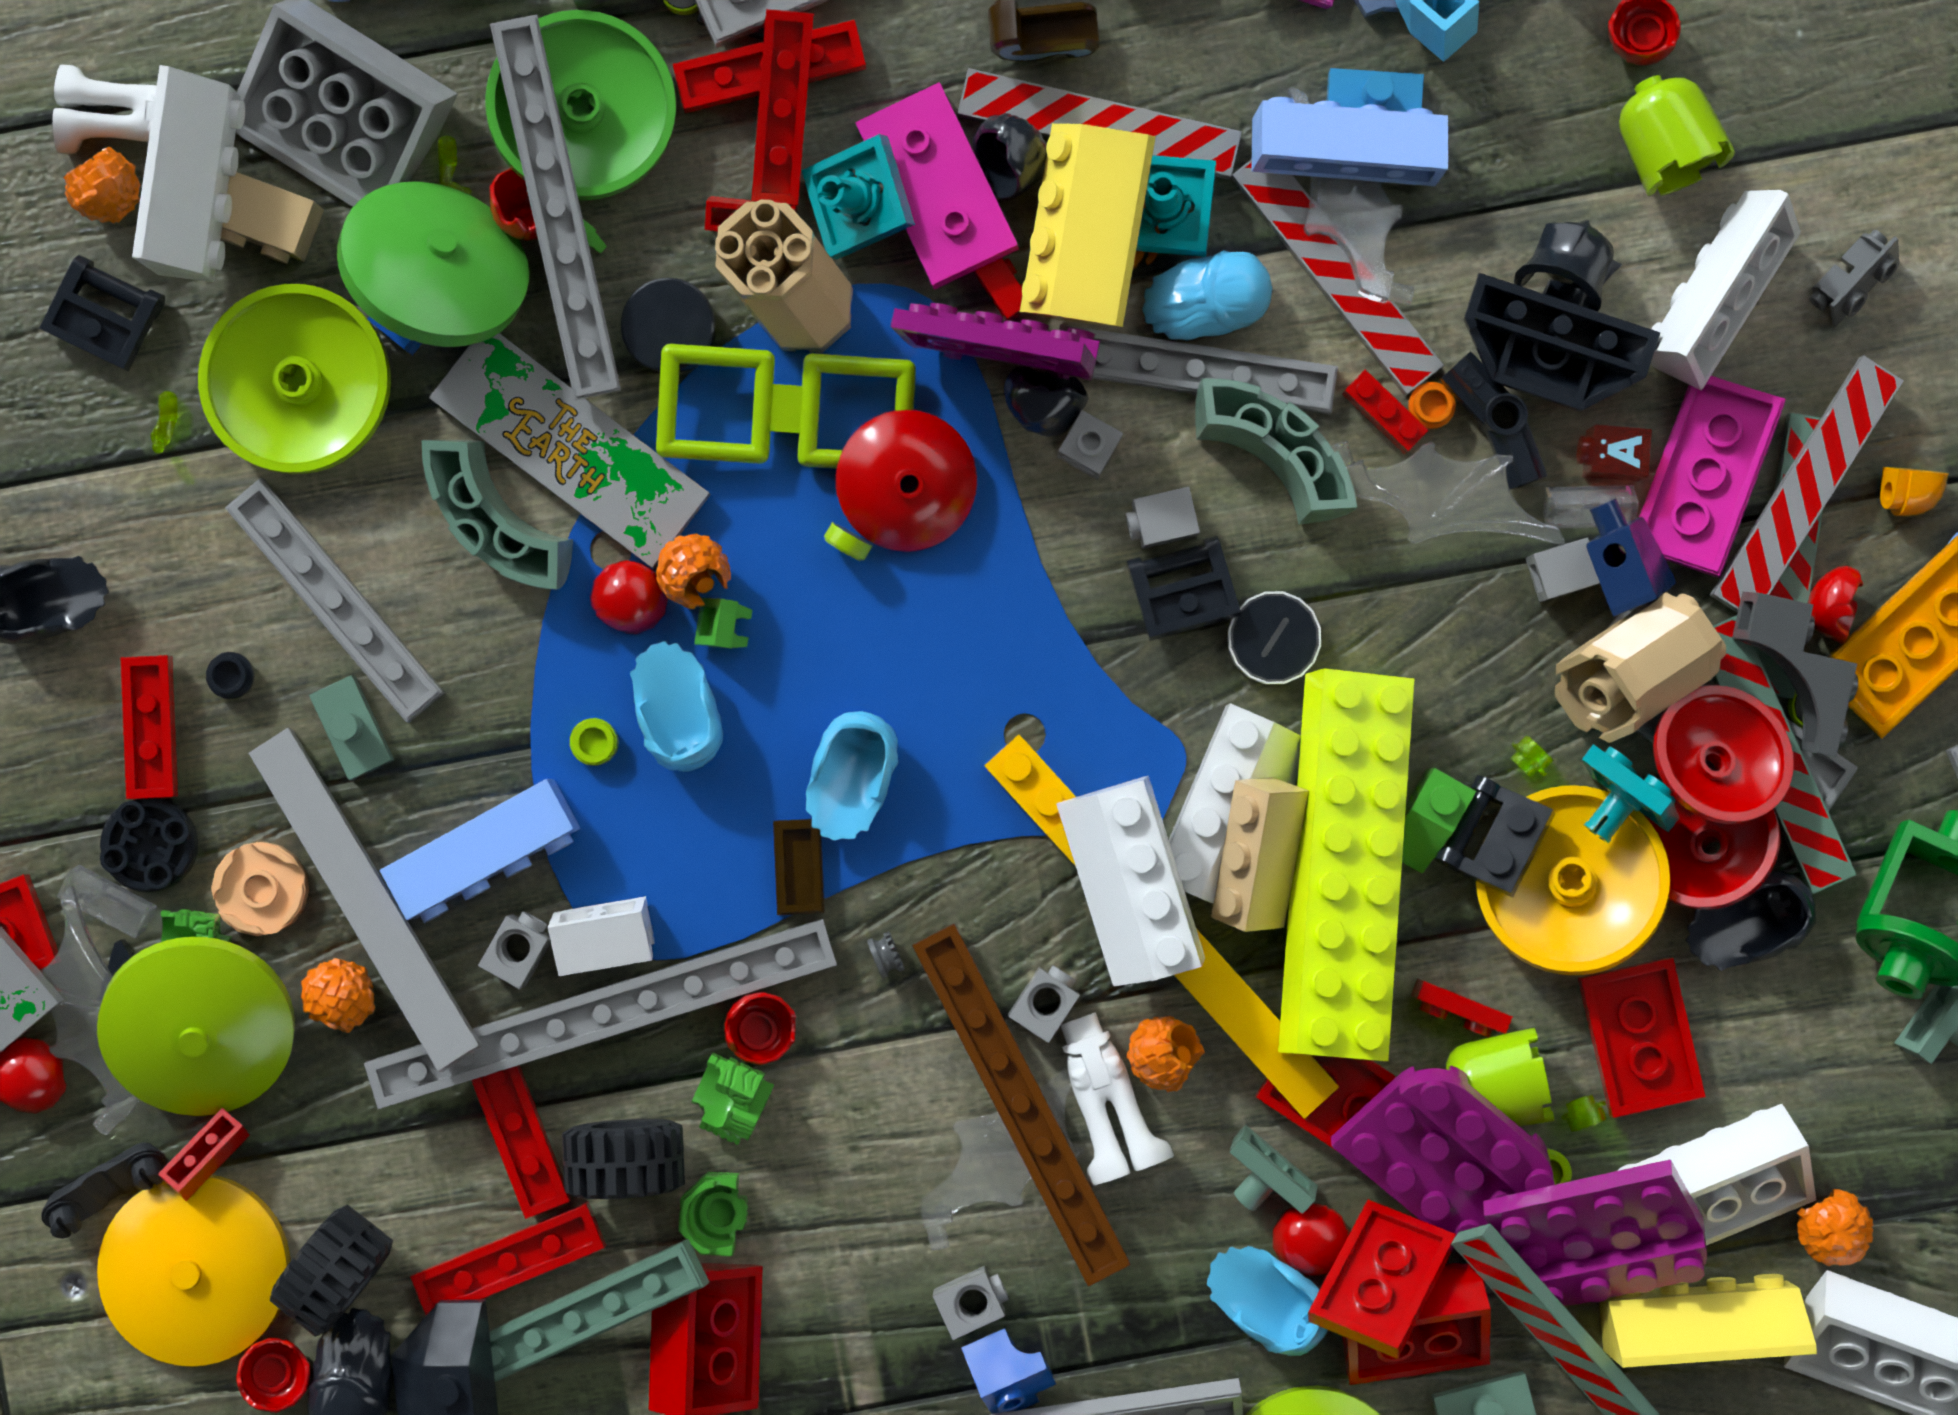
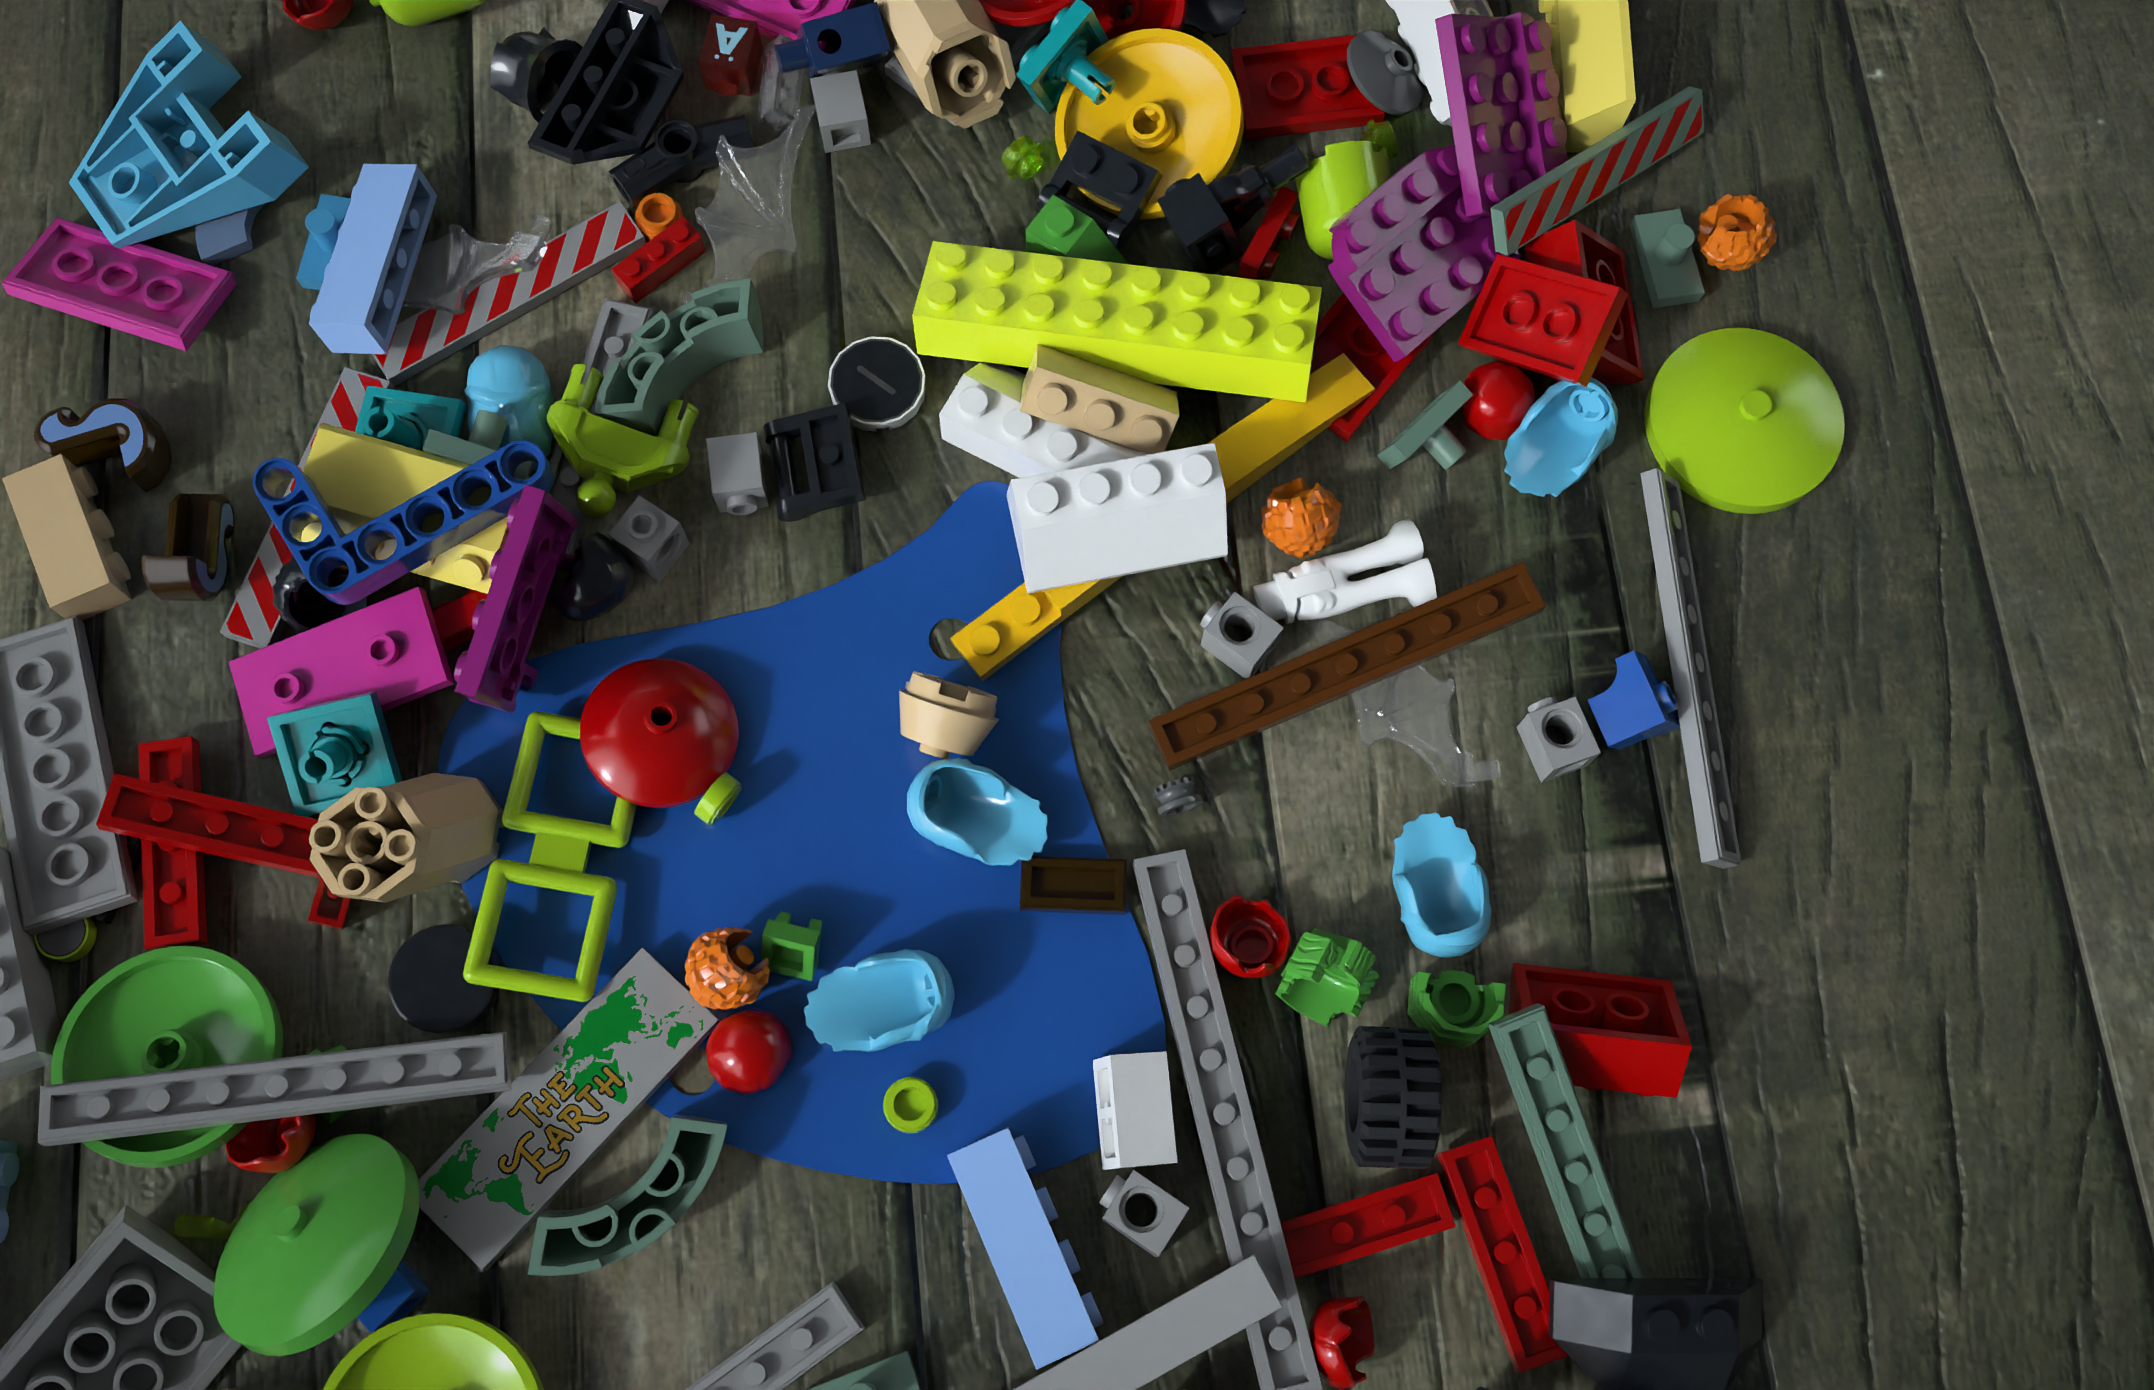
camera: 90 degrees left, 15 degrees down
(426, 1121) = (1340, 1339): none -> red hair
(820, 1197) = (1440, 887): none -> medium azure hair
(938, 739) = (945, 715): none -> tan cone
(1054, 230) = (401, 523): none -> blue beam
(1150, 281) = (483, 440): none -> sand green tile
(1171, 398) = (612, 452): none -> lime connector
(1462, 941) = (1210, 214): none -> black brick
(1661, 1115) = (1384, 72): none -> dark grey dish

